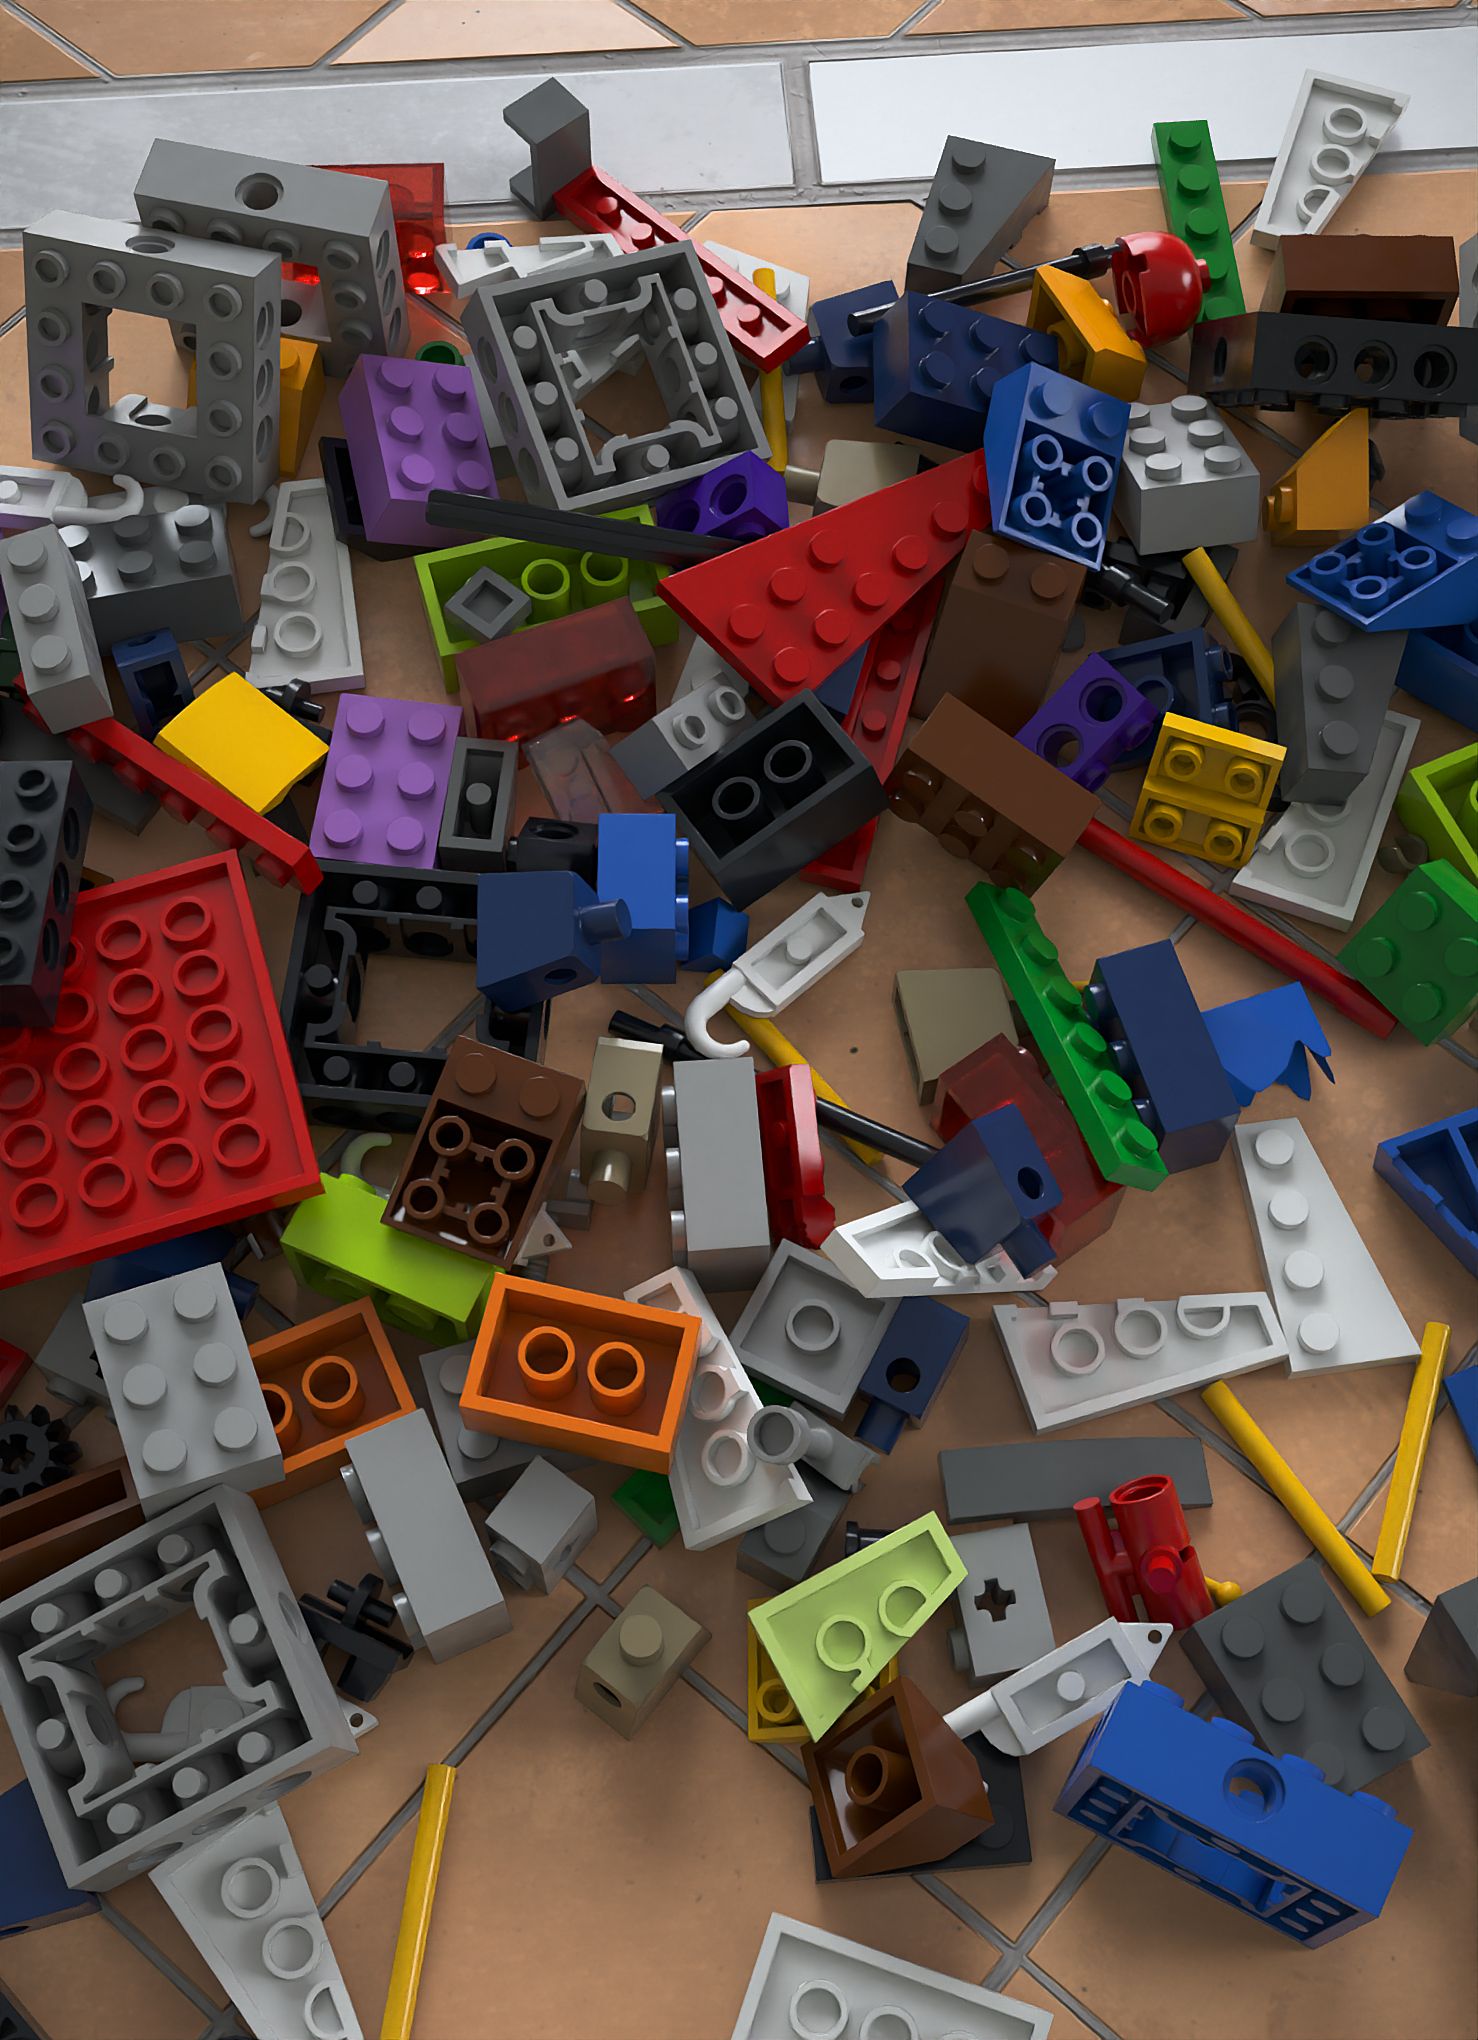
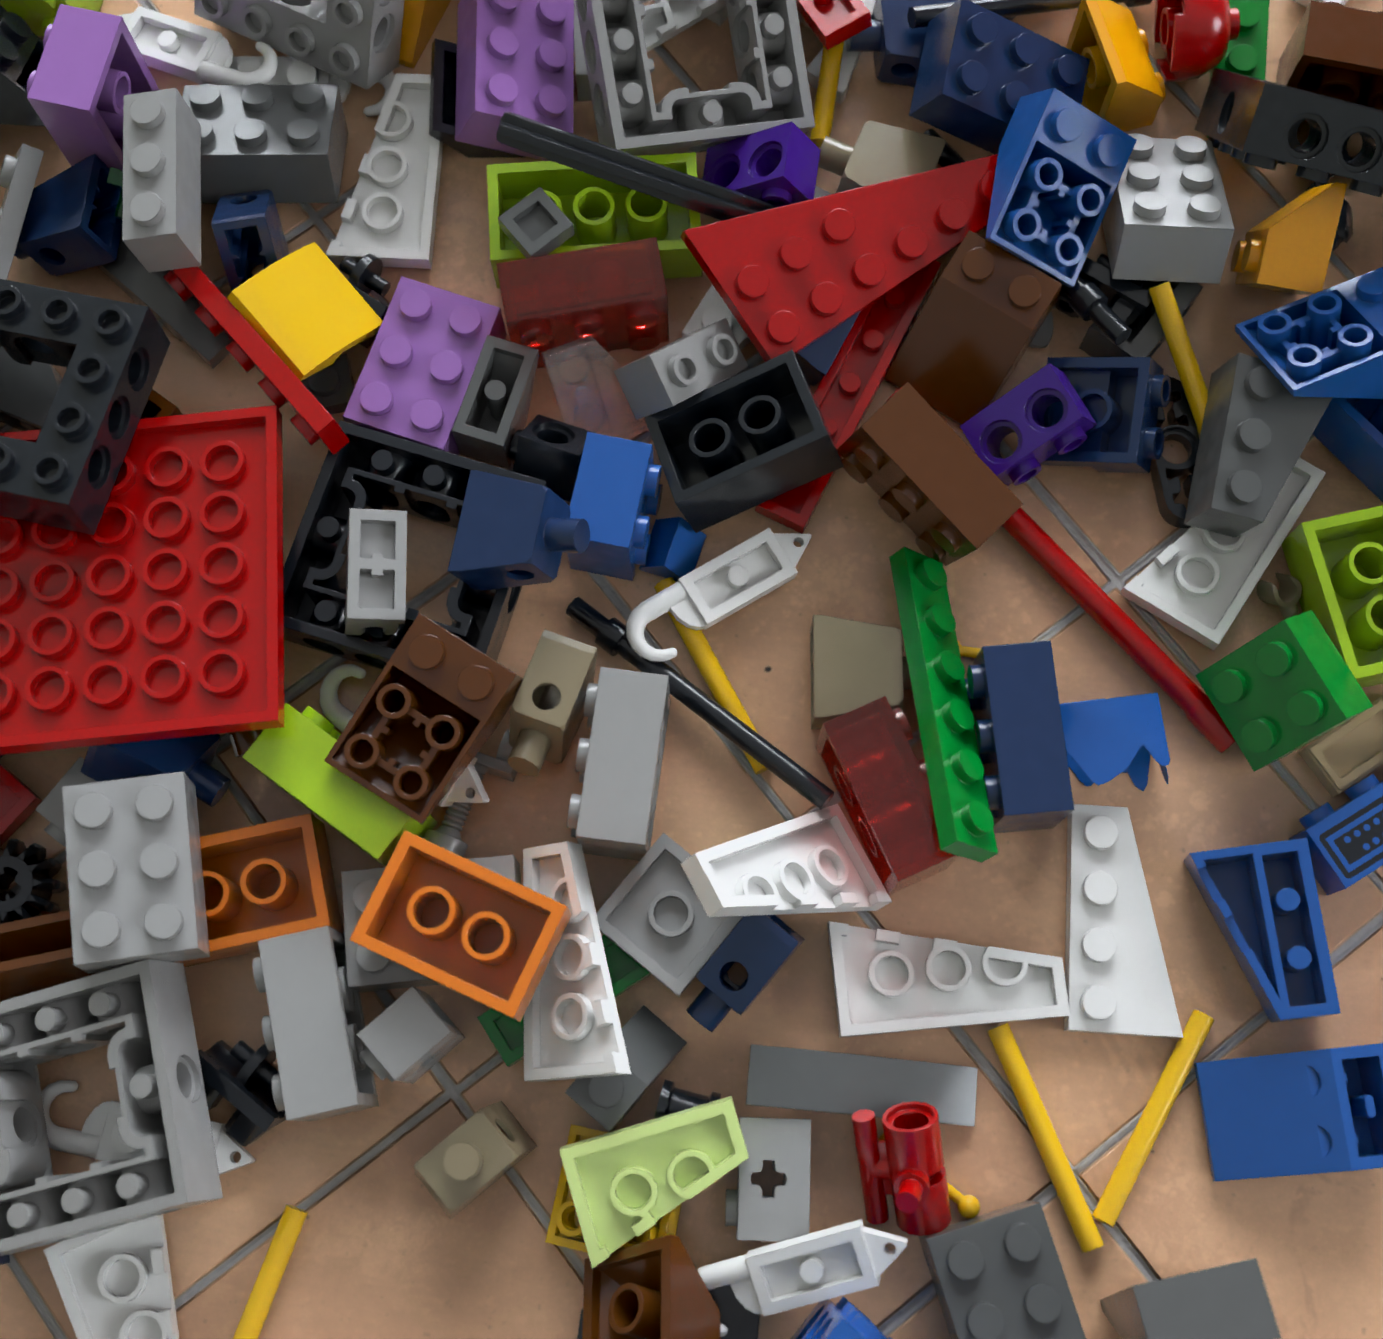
camera: 15 degrees right, 10 degrees up
(389, 1007) = (375, 570): none -> light grey hinge
(792, 1157) = (689, 761): red hinge -> none
(801, 1431) = (644, 1006): light grey bar -> none
(990, 1192) = (842, 838): dark blue torso -> none
(1206, 791) = (1120, 503): yellow slope -> none

